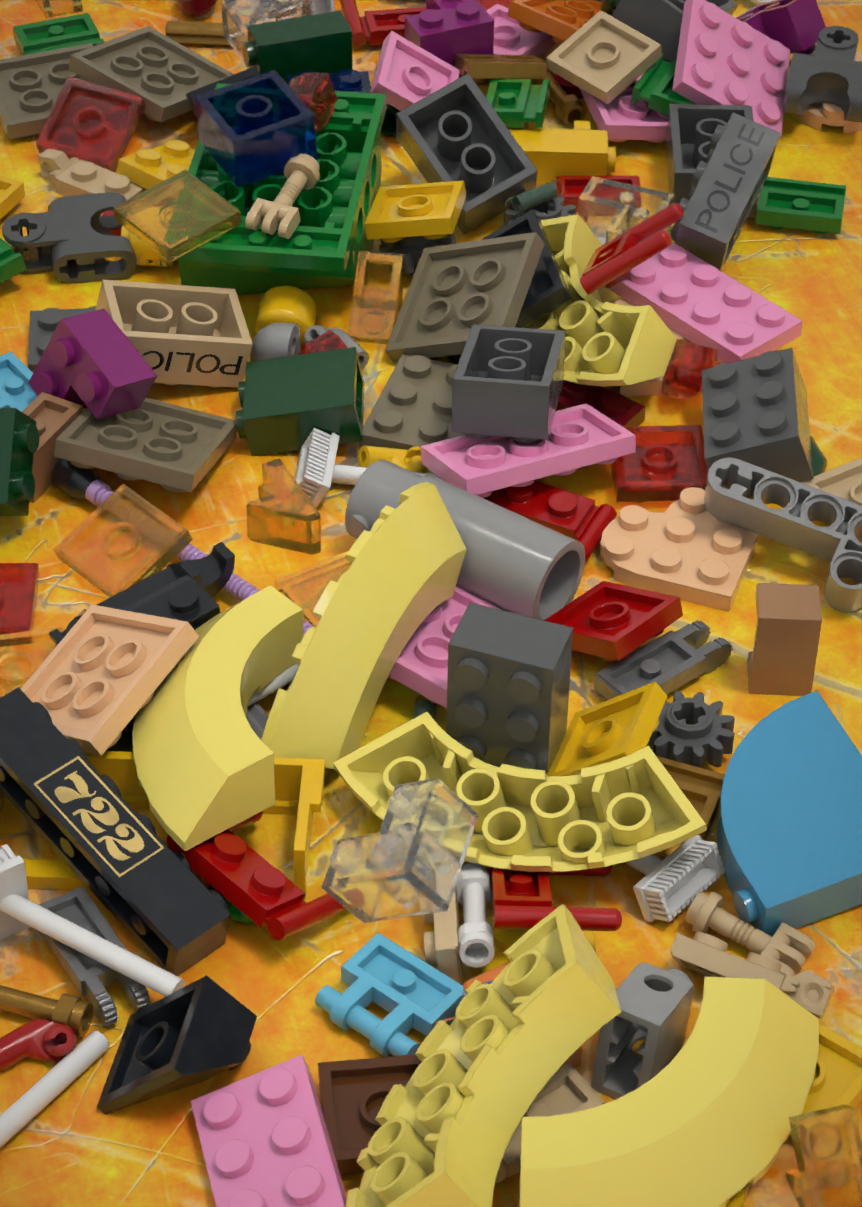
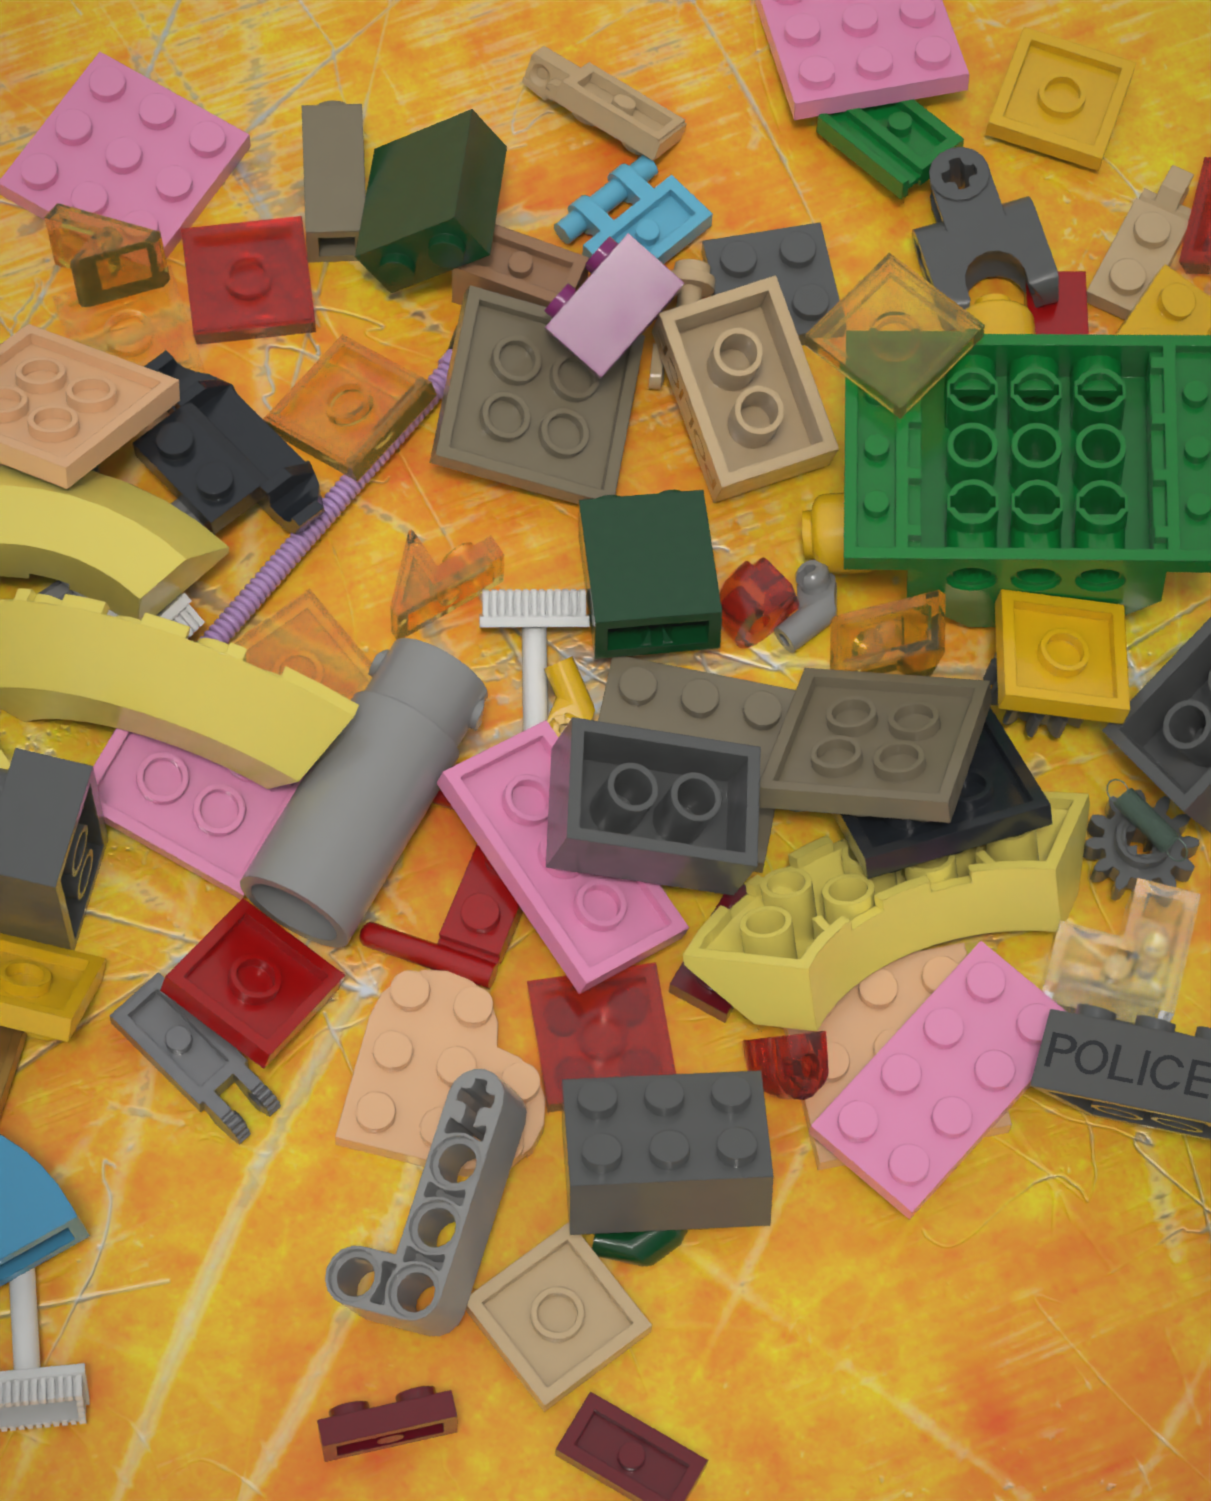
camera: 80 degrees right, 25 degrees up
(255, 127) = (1060, 391): clear blue brick -> none
(276, 341) = (768, 530): light grey piece -> none
(301, 173) = (909, 453): tan hinge -> none
(317, 94) = (1161, 457): clear red piece -> none
(615, 258) = (961, 925): red plate -> none
(693, 731) = (75, 1112): dark grey gear -> none
(785, 639) = (211, 1189): medium nougat panel -> none

